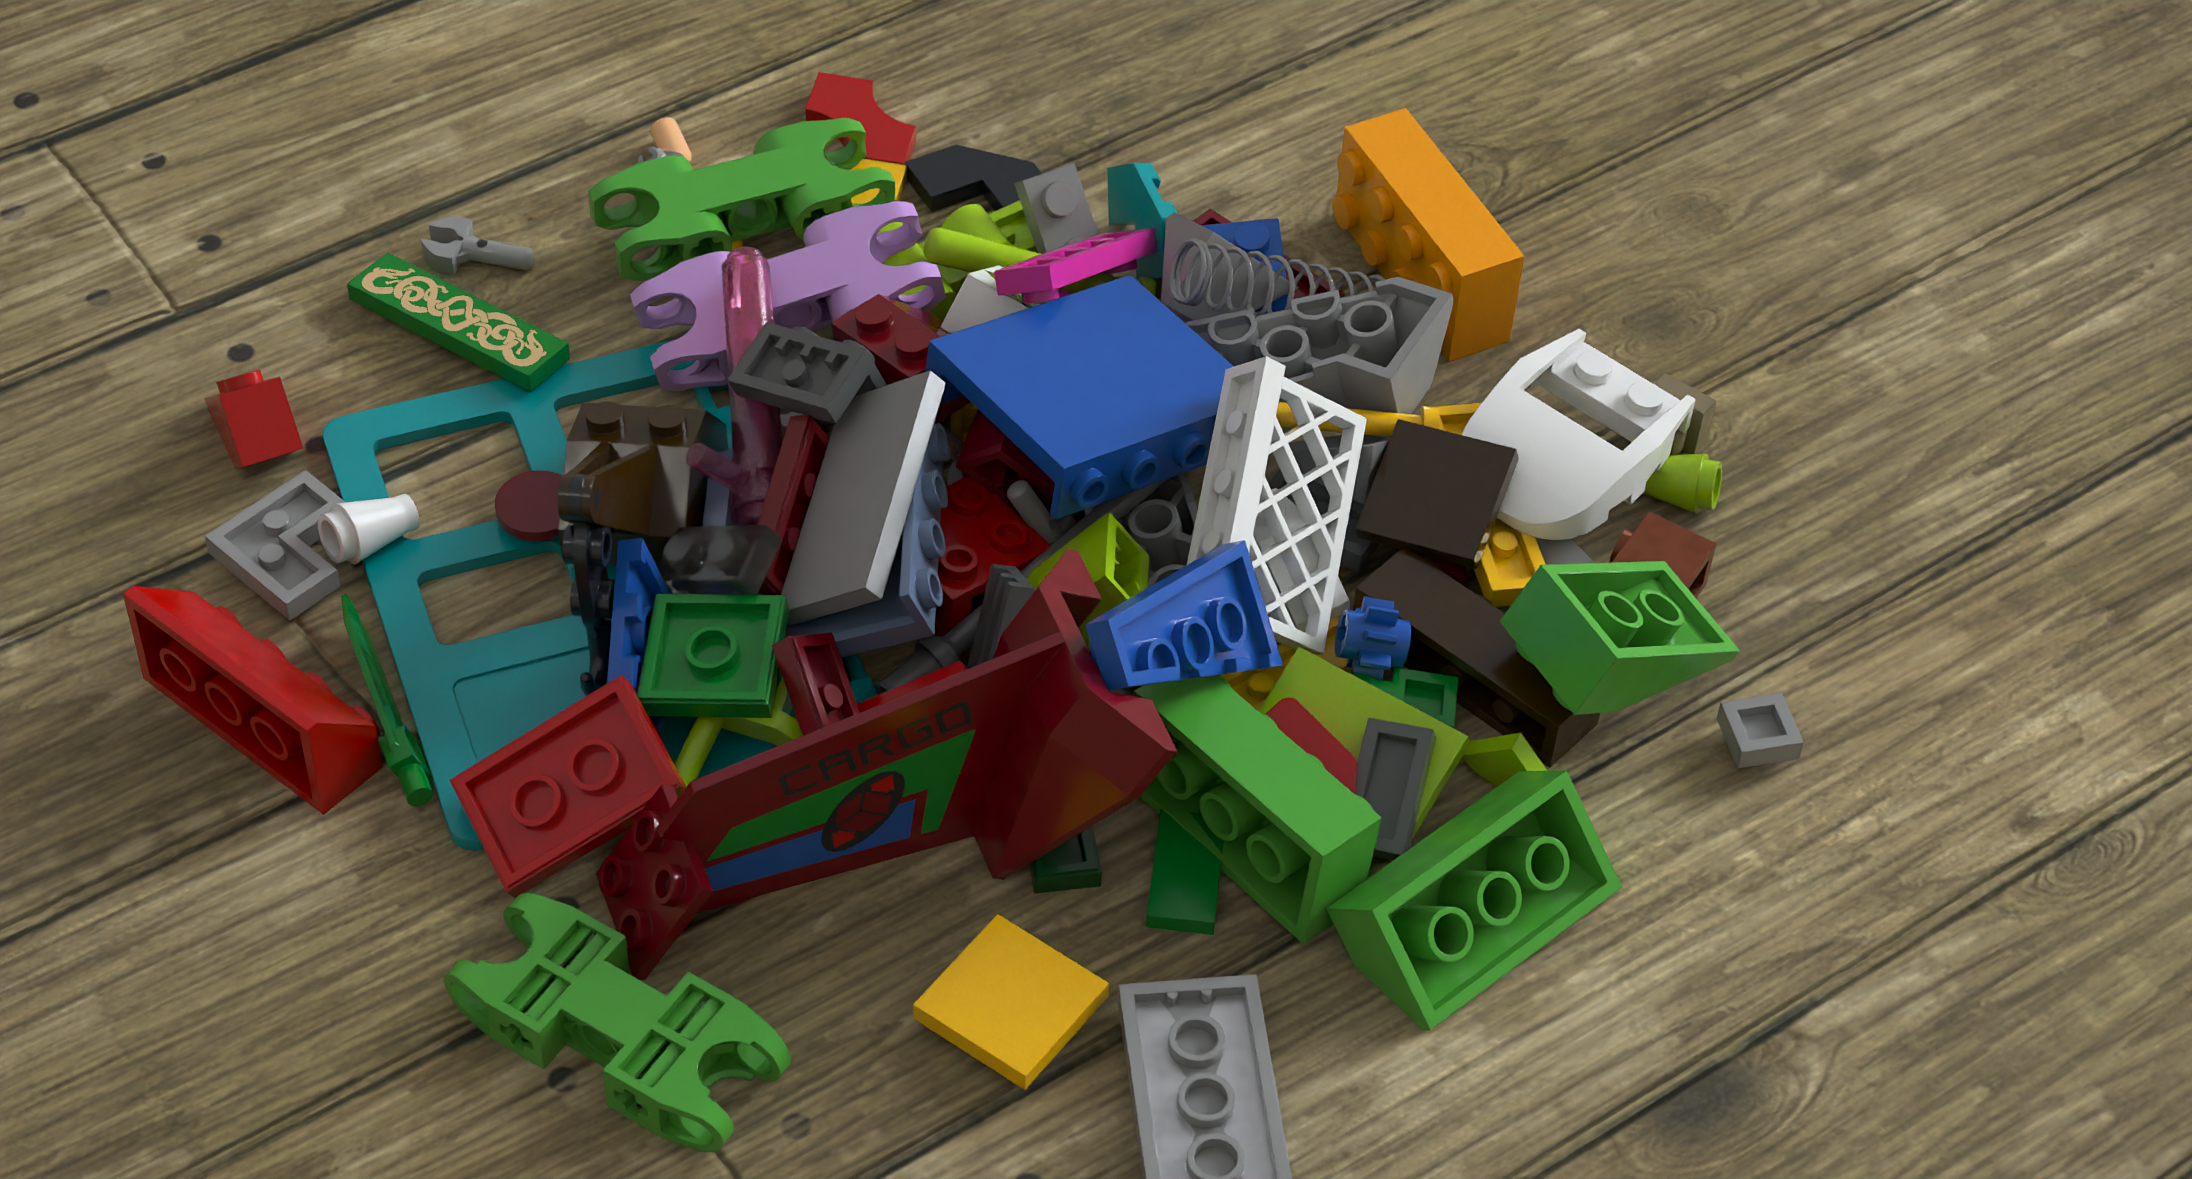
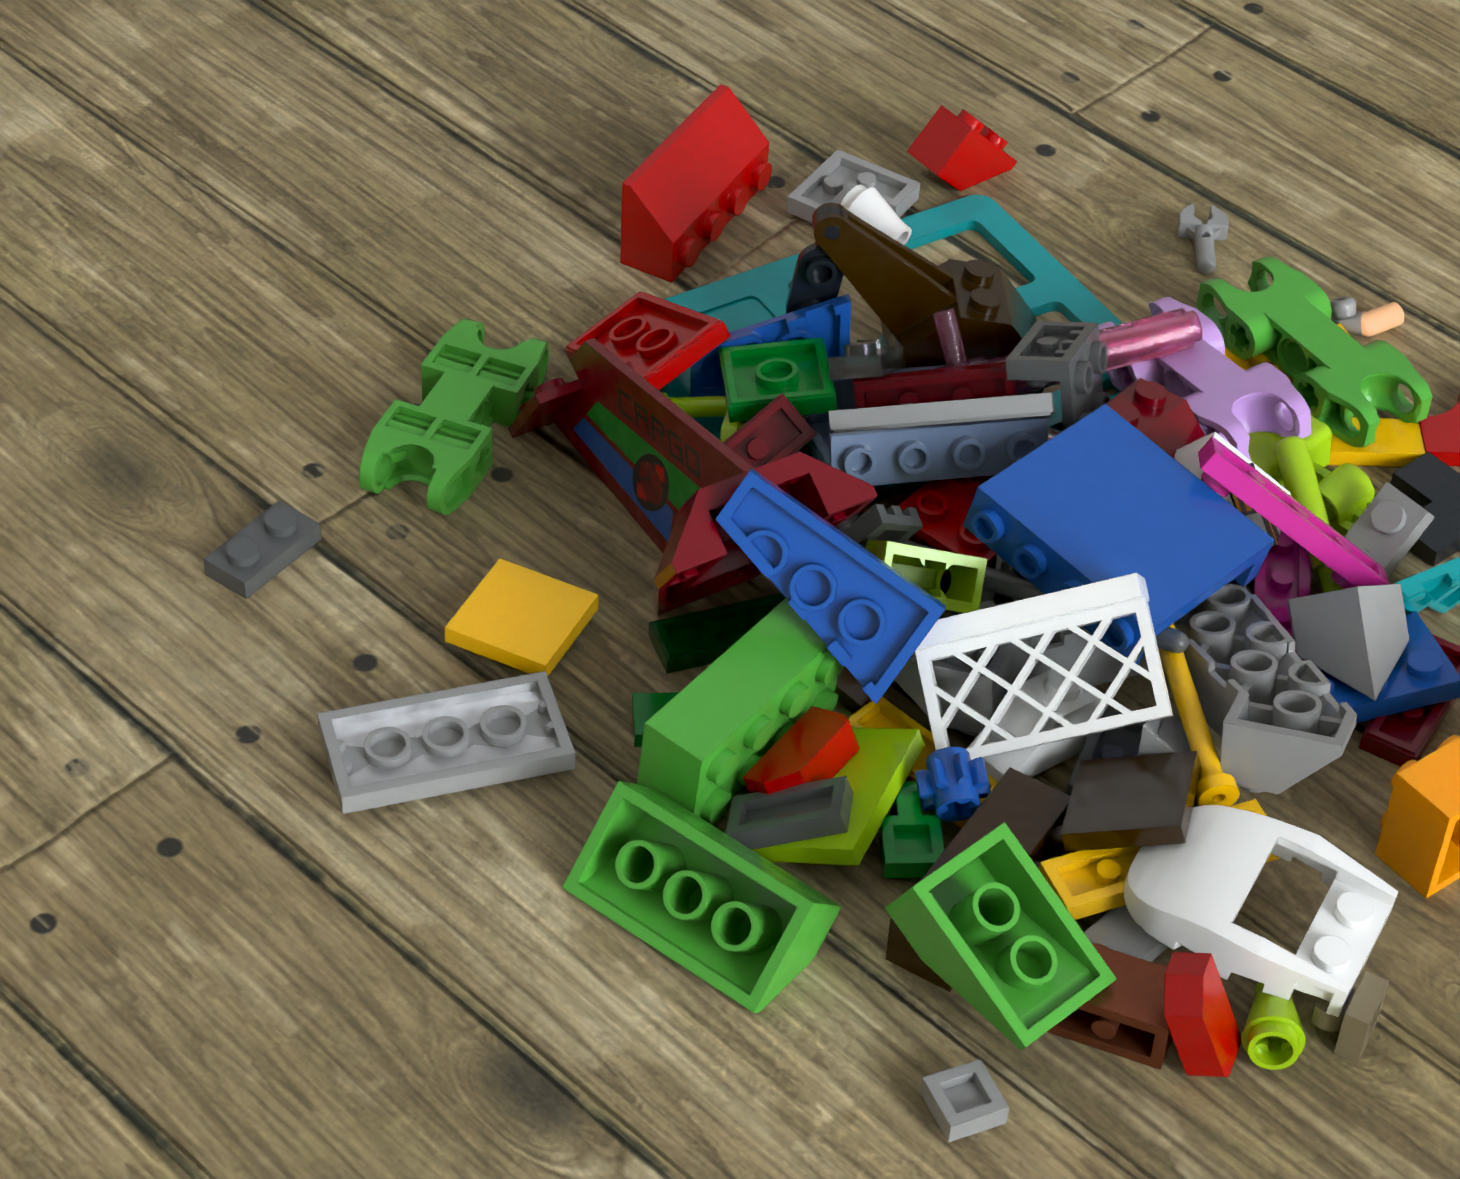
camera: 80 degrees right, 5 degrees down
(398, 743) = (722, 258): green piece -> none
(459, 321) = (1114, 238): green tile -> none
(1207, 270) = (1281, 586): light grey piece -> none
(1501, 757) = (863, 906): lime tile -> none
(1704, 509) = (1200, 1015): none -> red piece

